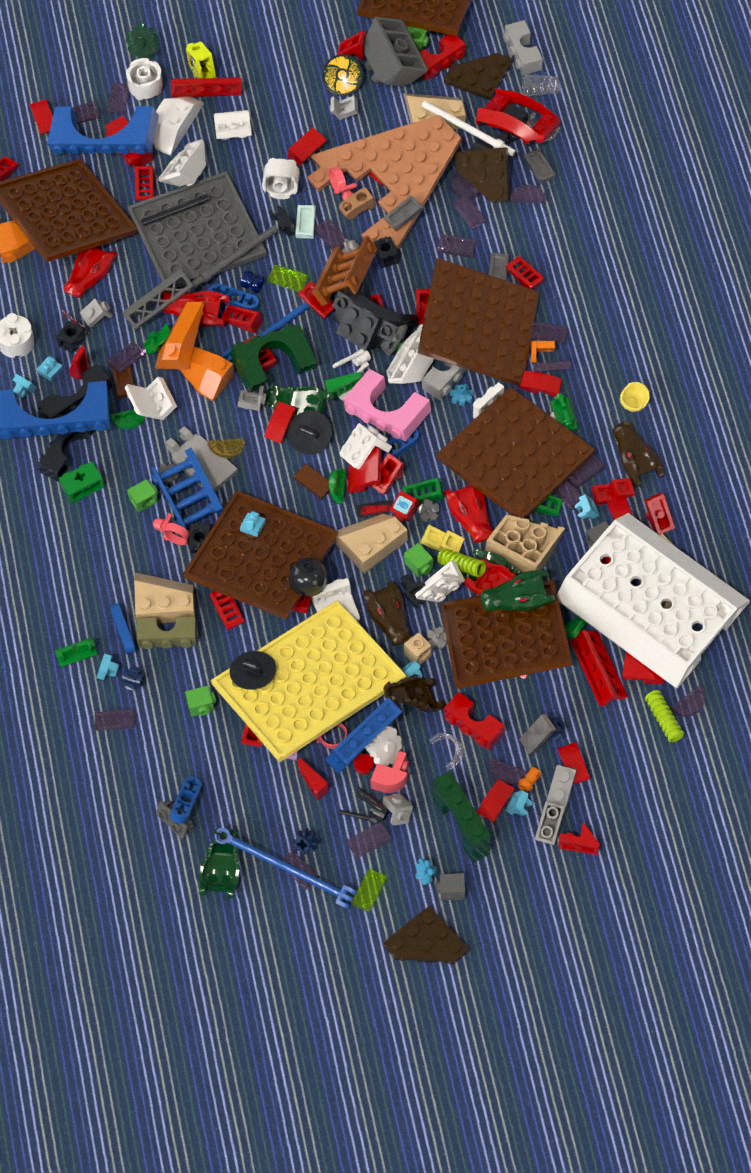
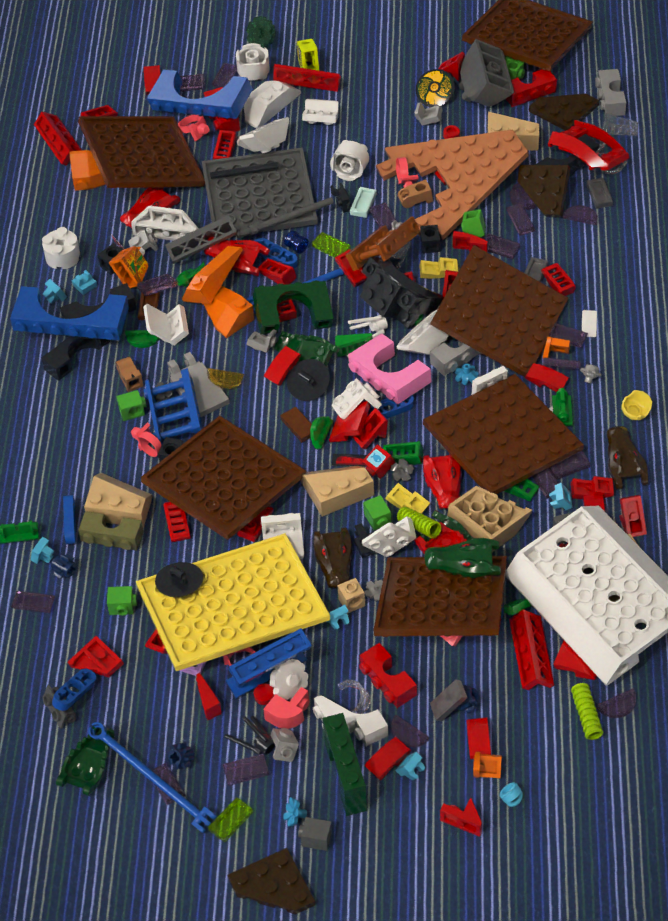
camera: 15 degrees right, 10 degrees down
(79, 364) = (110, 279): red slope -> none
(81, 482) = (77, 383): green brick -> none
(95, 341) = (130, 265): none -> orange torso
(110, 170) = (197, 130): none -> coral piece
(114, 288) = (163, 223): none -> white wedge
(129, 461) = (128, 373): none -> medium nougat leg
(195, 763) = (96, 657): none -> red wing
(252, 524) = (223, 446): medium azure tile -> none
(306, 146) = (382, 139): red hinge -> none
(307, 577) = (259, 502): black cylinder -> none
(372, 124) = (451, 132): none -> red tile
(402, 284) = (433, 270): none -> light yellow slope
(403, 213) = (455, 207): flat silver tile -> none
(414, 692) = (332, 633): dark brown animal -> none
(425, 228) = (473, 223): none -> bright green brick
(431, 249) = (466, 241): none -> red slope
(469, 775) = (367, 727): none -> white arch
(495, 143) = (537, 145): white bar -> none
(528, 781) = (424, 748): orange pin -> none
(555, 805) = (448, 775): light grey slope -> none
(565, 314) = (589, 322): none -> white sticker
(581, 370) = (590, 371): none -> light grey plant
(588, 788) = (486, 765): none -> orange tile
(616, 810) = (511, 792): none -> medium azure tile

